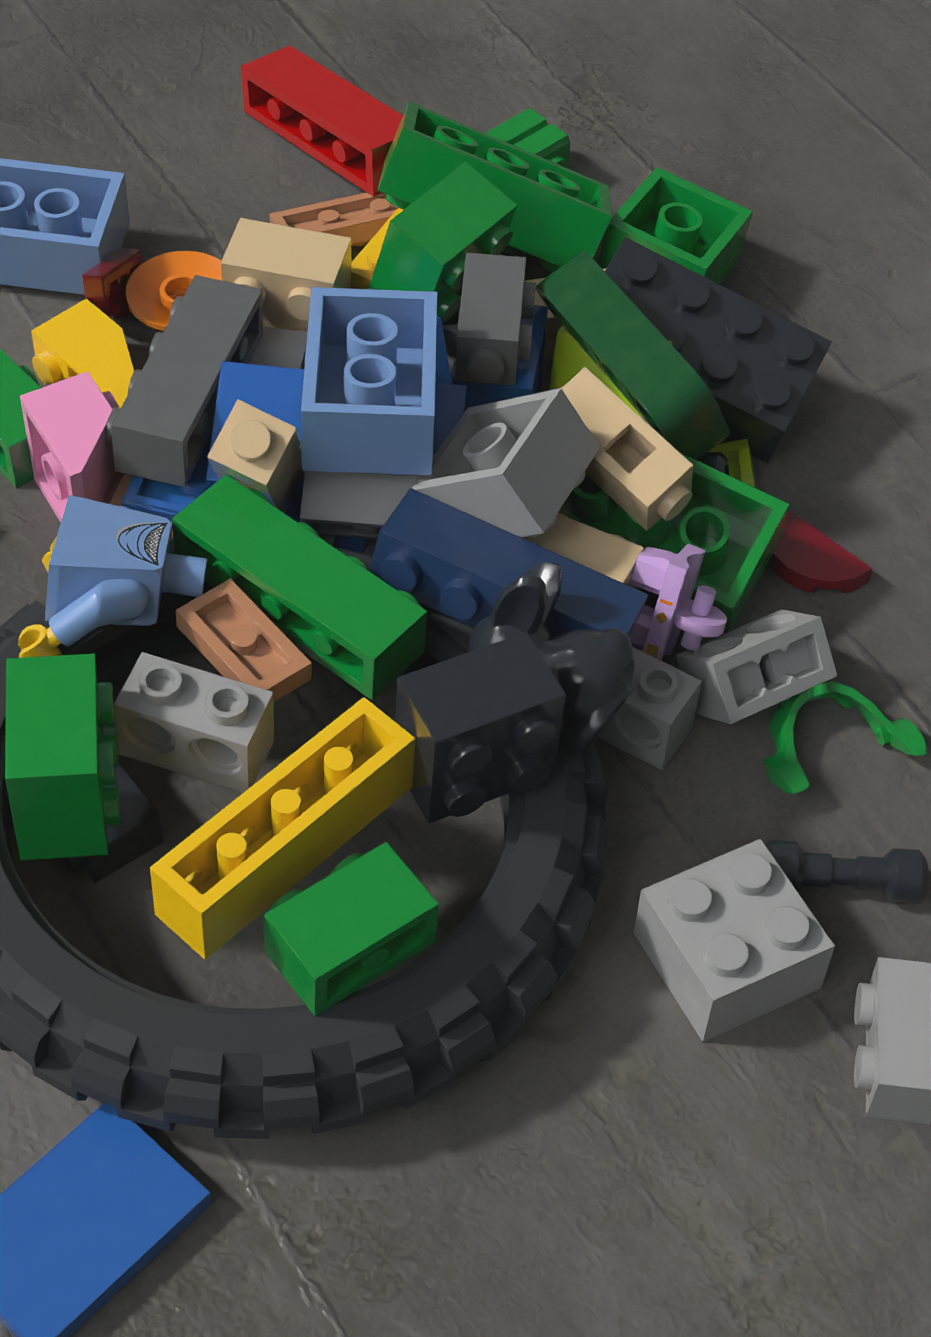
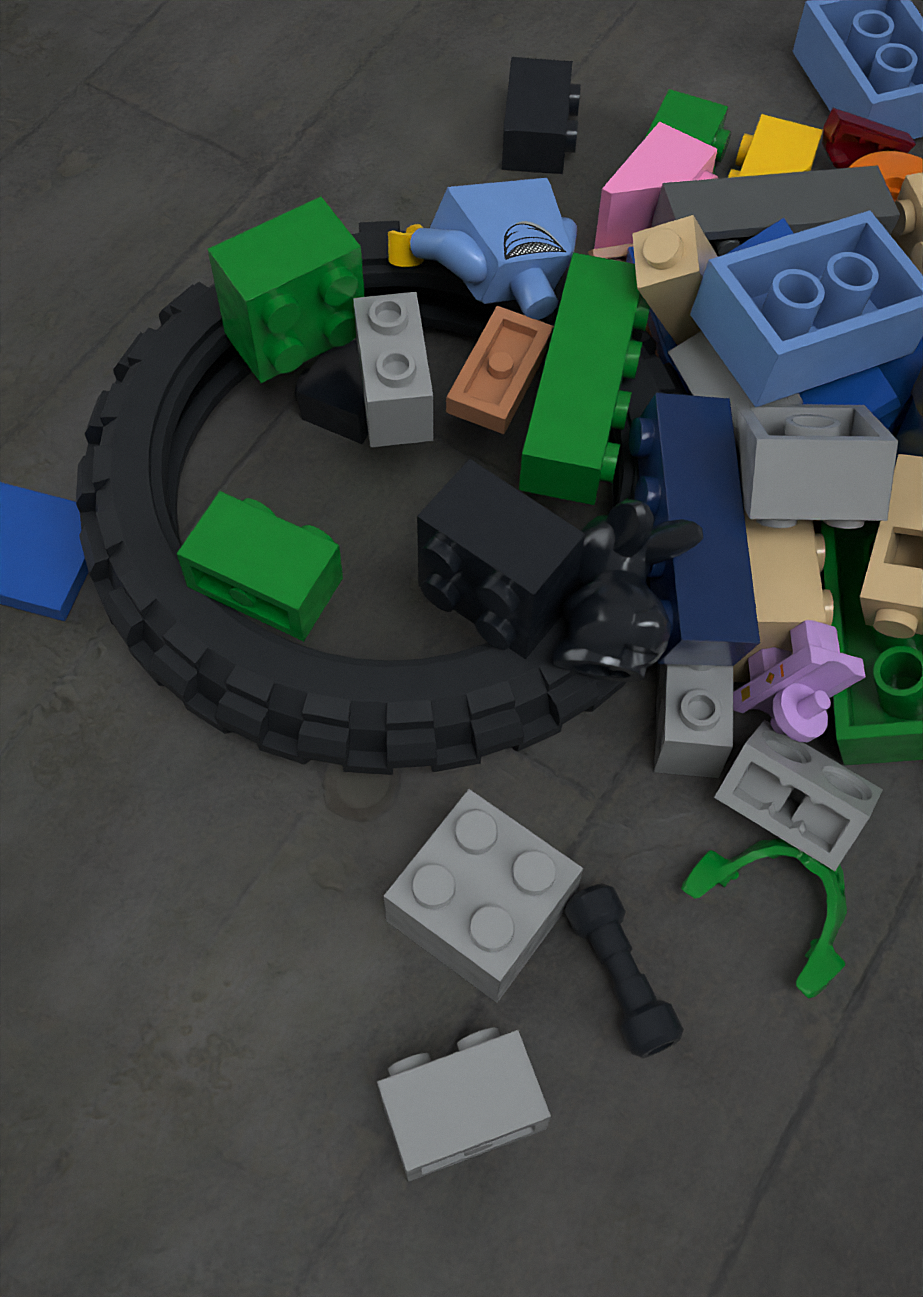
camera: 65 degrees right, 10 degrees up
(282, 827) = (313, 466): yellow brick -> none

